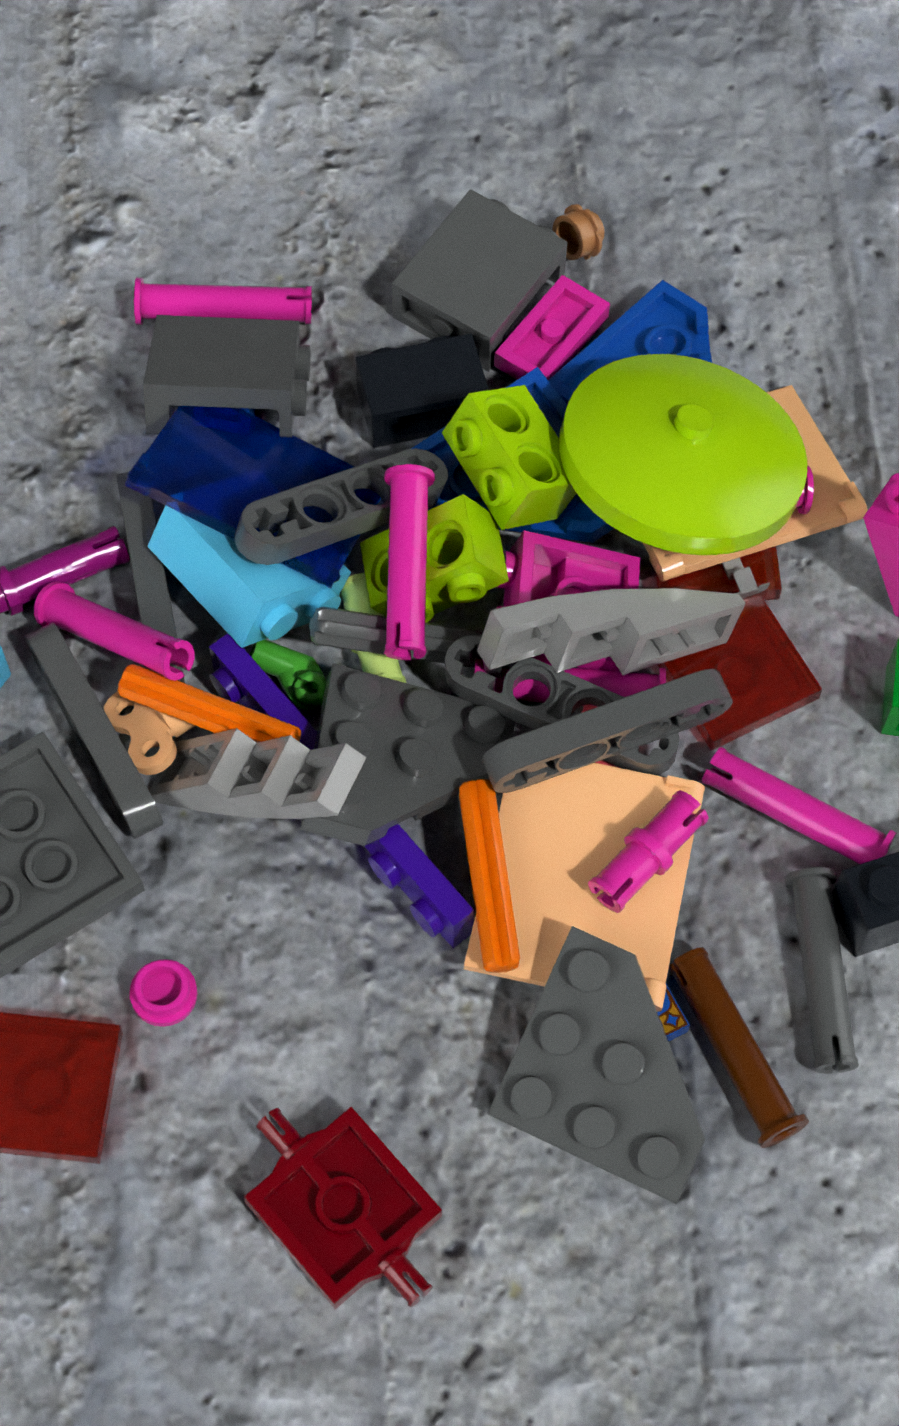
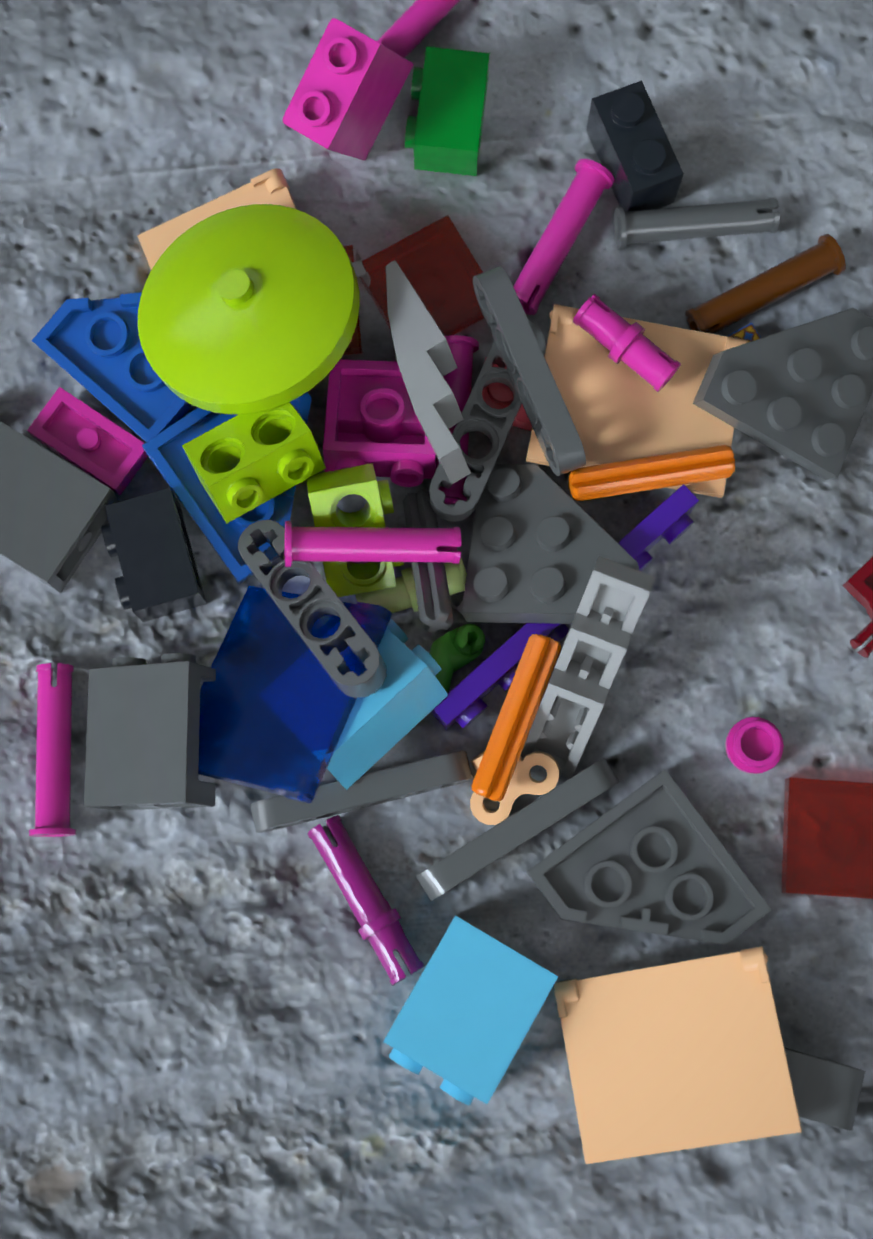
camera: 90 degrees left, 15 degrees up
(112, 630) = (433, 814): dark pink pin -> none

